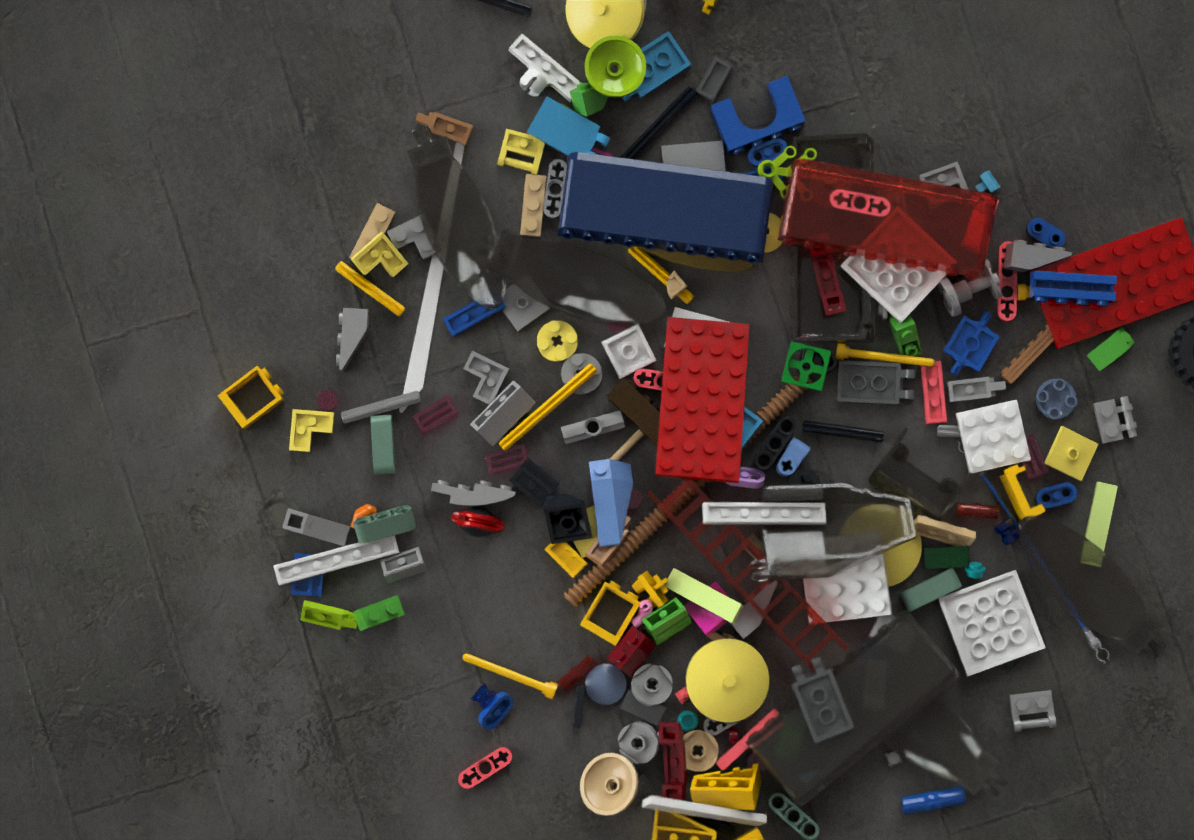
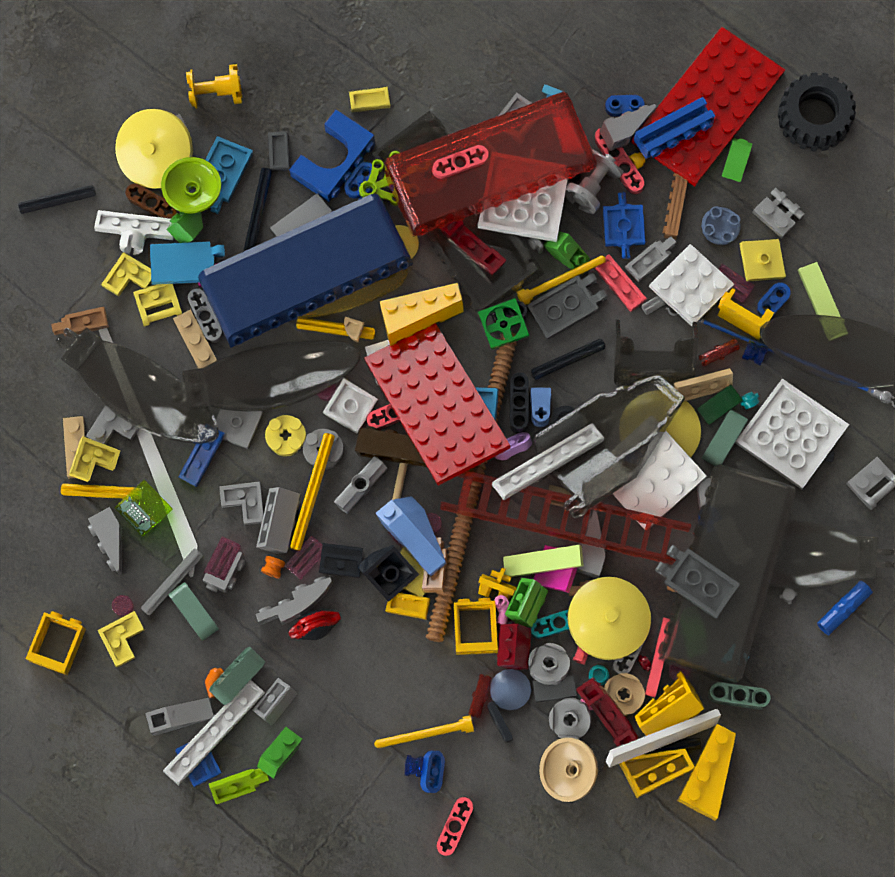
camera: 30 degrees left, 10 degrees down
(396, 328) = (143, 508): none -> clear neon green slope
(415, 432) = (215, 584): none -> light grey bracket
(473, 450) = (273, 567): none -> orange wheel
(513, 104) = (127, 270): none -> light yellow plate
(561, 44) = (153, 210): none -> reddish brown beam
(680, 646) = (542, 621): none -> teal beam
(742, 306) = (420, 310): none -> yellow wedge
(824, 82) = (369, 99): none -> light yellow tile

